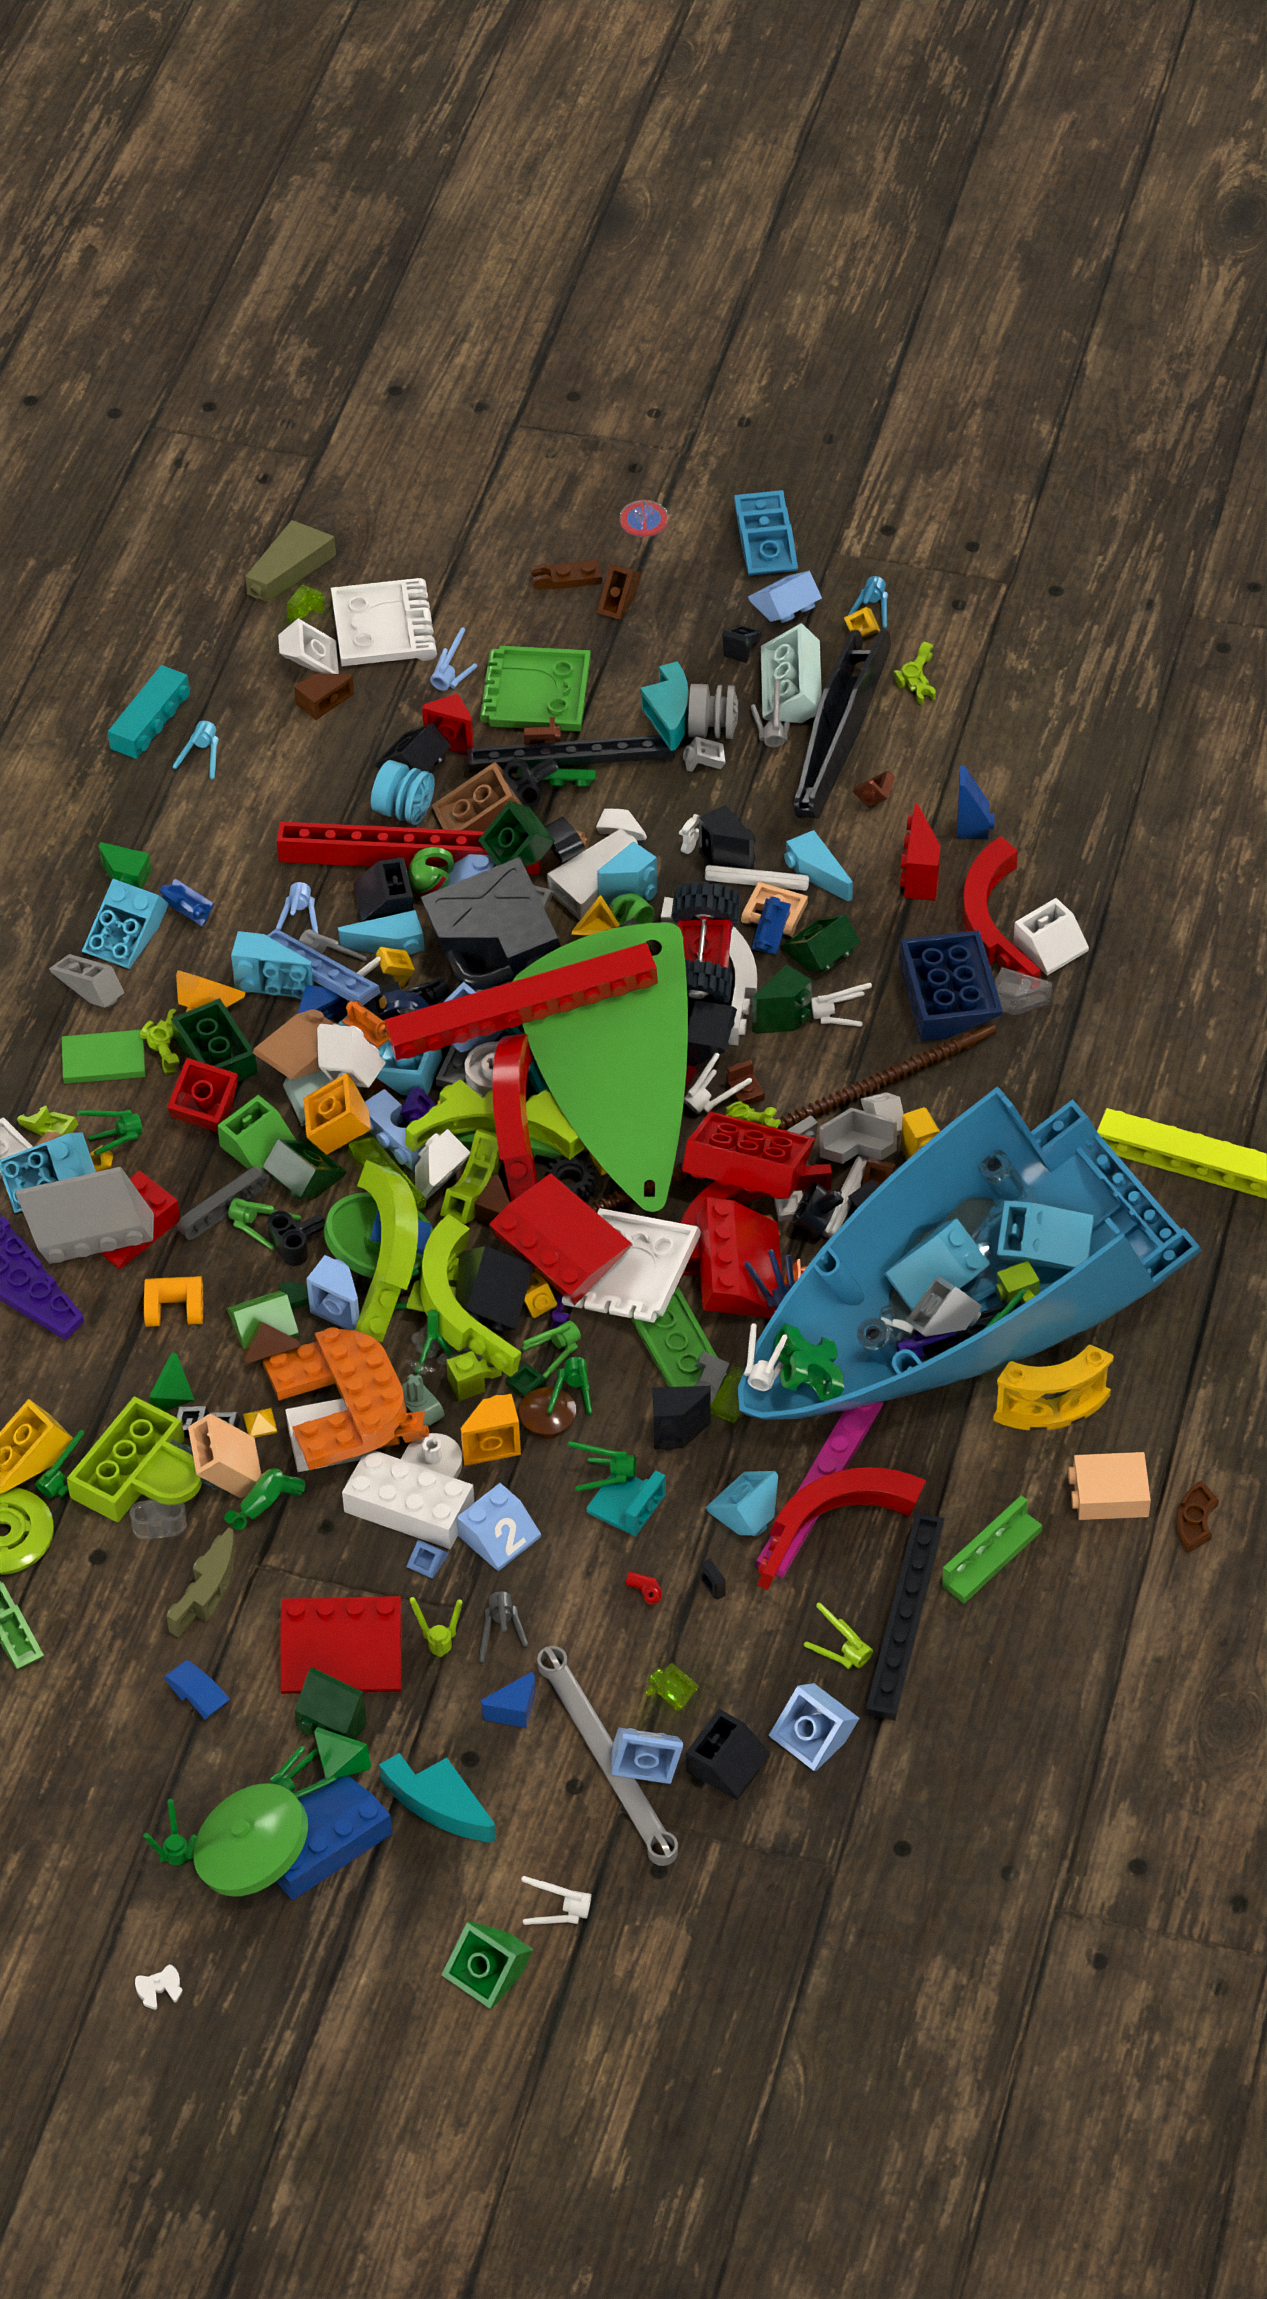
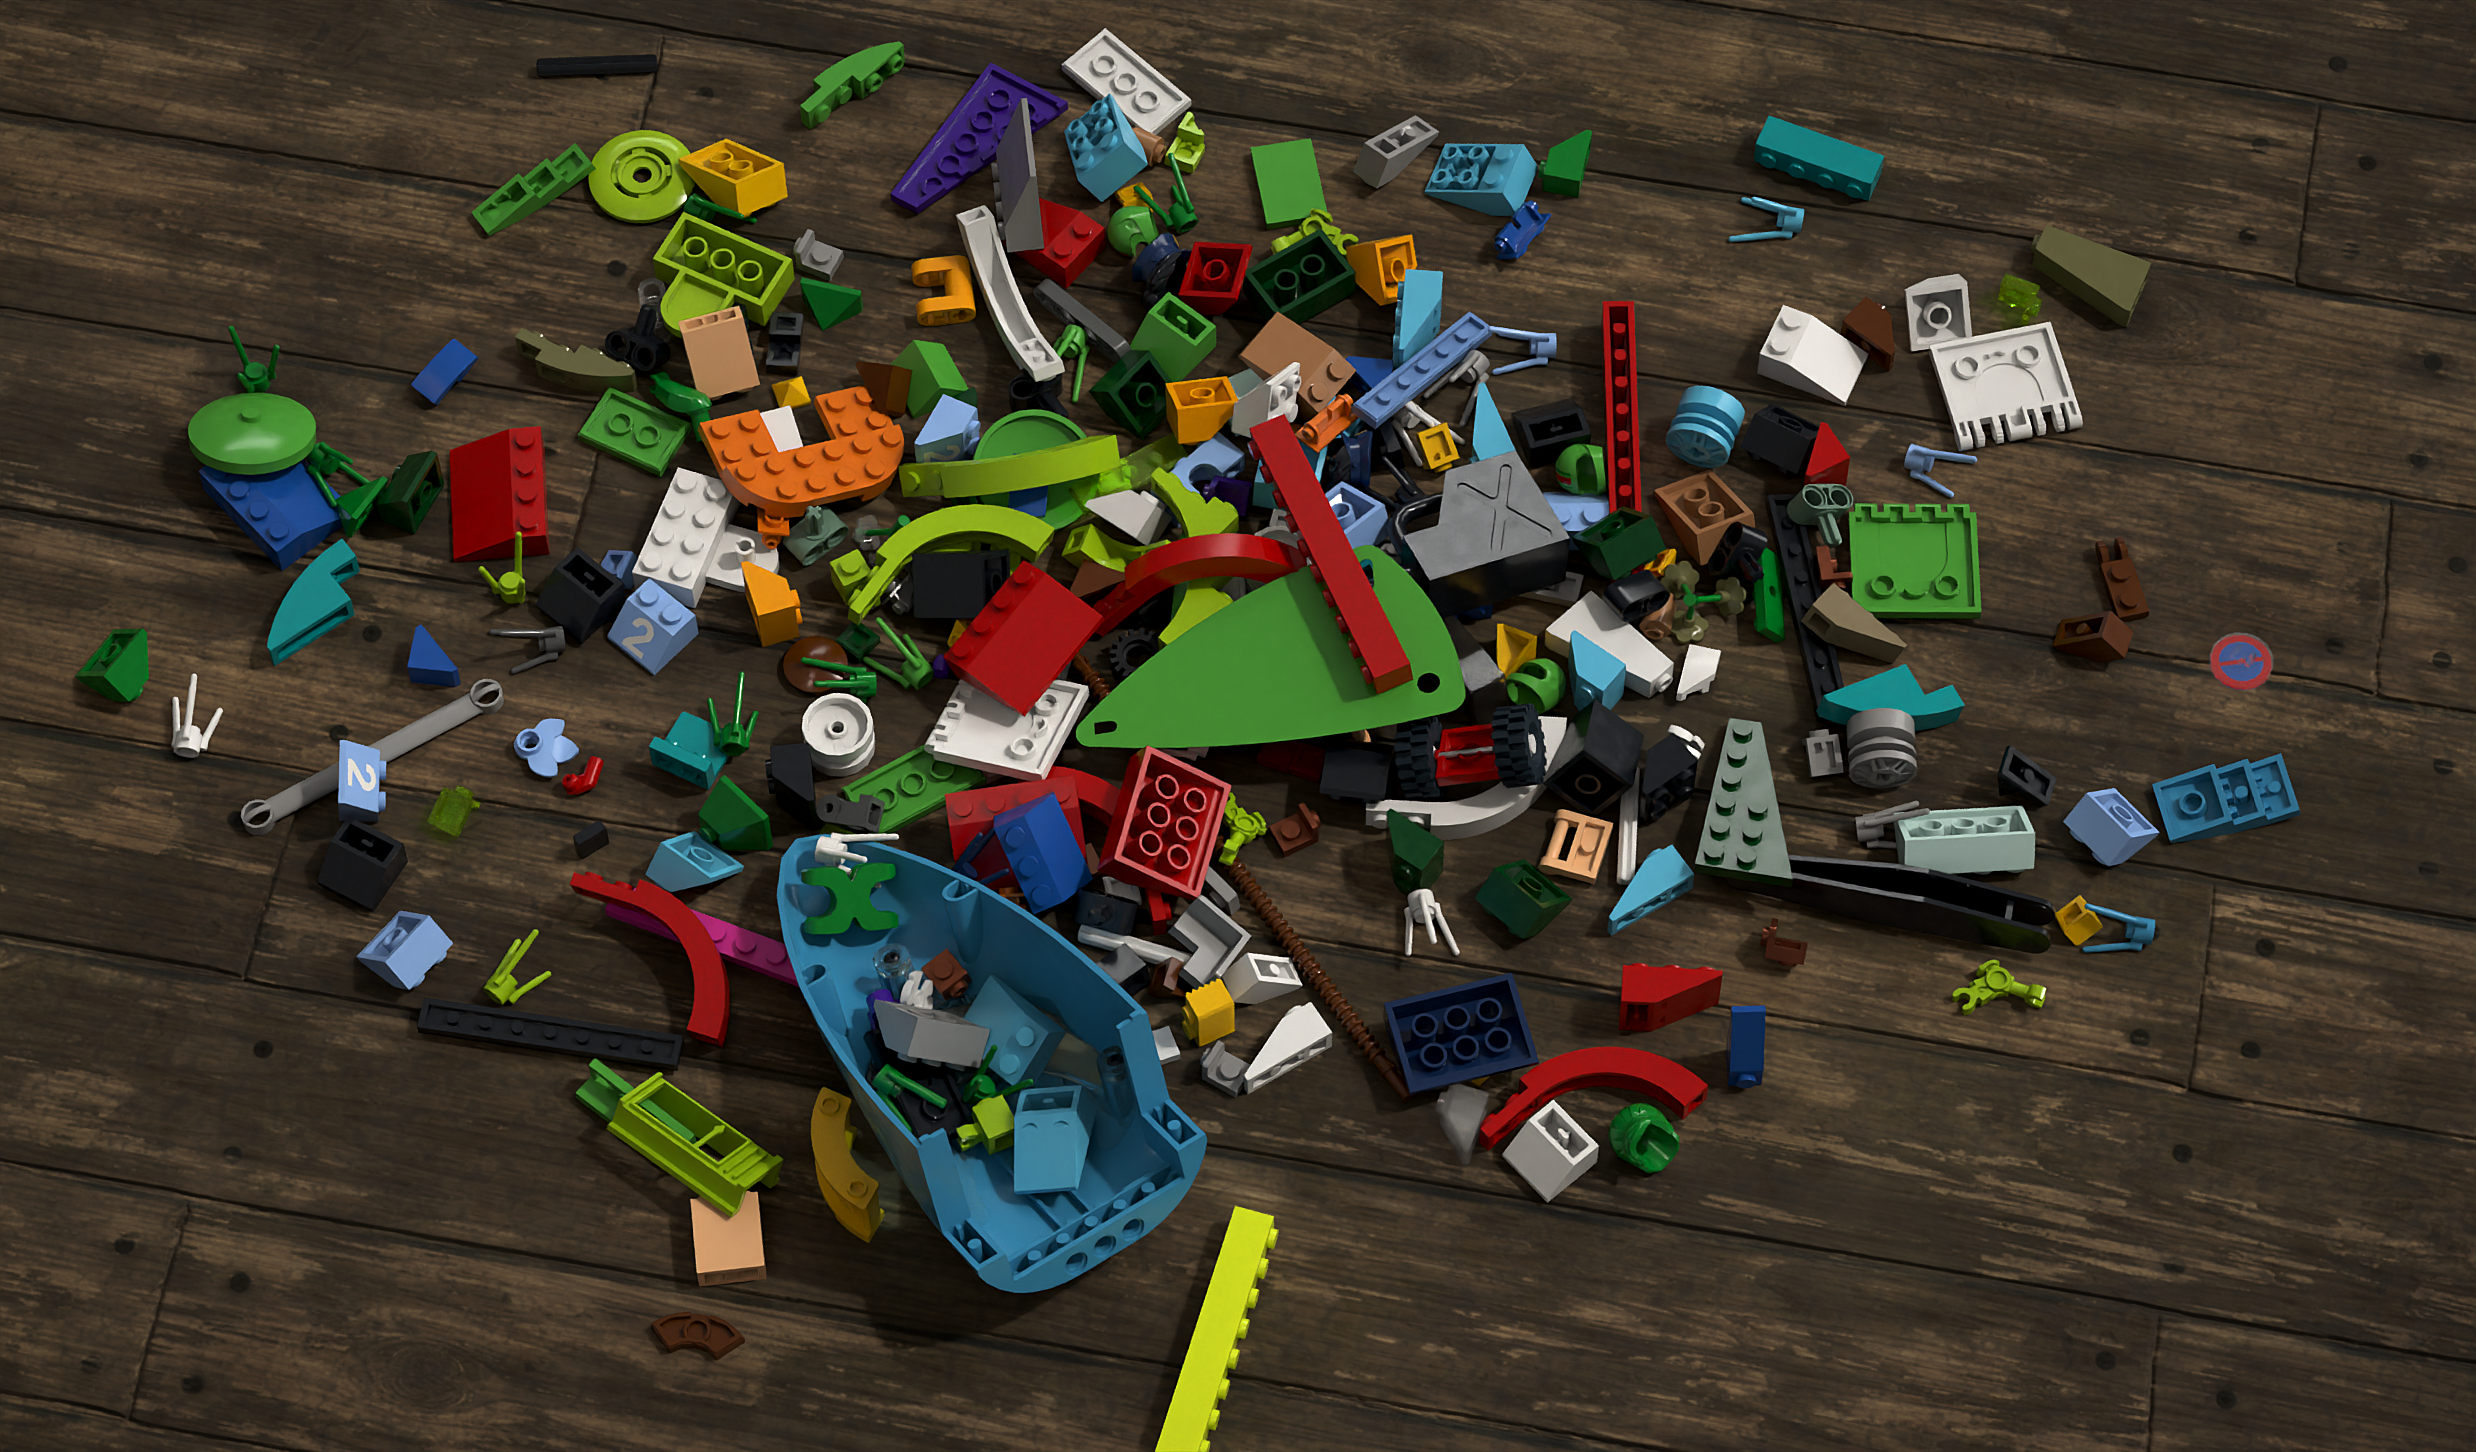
camera: 85 degrees right, 10 degrees up
(117, 1395) = (816, 256): none -> light grey bracket
(137, 1154) = (1130, 227): none -> bright green helmet
(157, 1983) = (110, 389): white piece -> none
(188, 1136) = (1160, 268): none -> piece
(195, 1525) = (639, 342): none -> black beam
(209, 1253) = (1003, 298): none -> white arch
(282, 1543) = (634, 431): none -> bright green tile
(336, 735) = (1811, 356): none -> white slope
(462, 1574) = (581, 595): none -> black slope
(487, 731) = (1822, 507): none -> sand green beam
(559, 800) = (1689, 625): none -> olive plant
(596, 723) = (1848, 625): none -> dark tan slope
(612, 1615) = (550, 747): none -> light blue plate
(626, 1386) = (839, 734): none -> white wheel
(698, 1096) = (1269, 782): white plant -> none
(704, 1464) = (734, 819): none -> green slope
(716, 867) = (1595, 760): none -> black slope
(758, 1232) = (1042, 852): none -> blue slope
(771, 925) = (1540, 840): blue hinge -> none
(774, 796) = (1743, 818): none -> wing
(883, 1305) = (947, 975): none -> copper bracket
(940, 1092) = (1293, 1042): none -> white slope
(985, 1292) = (984, 1087): none -> green plant
(1039, 882) = (1643, 1137): none -> green hair
(1071, 1475) = (718, 1182): none -> lime piece

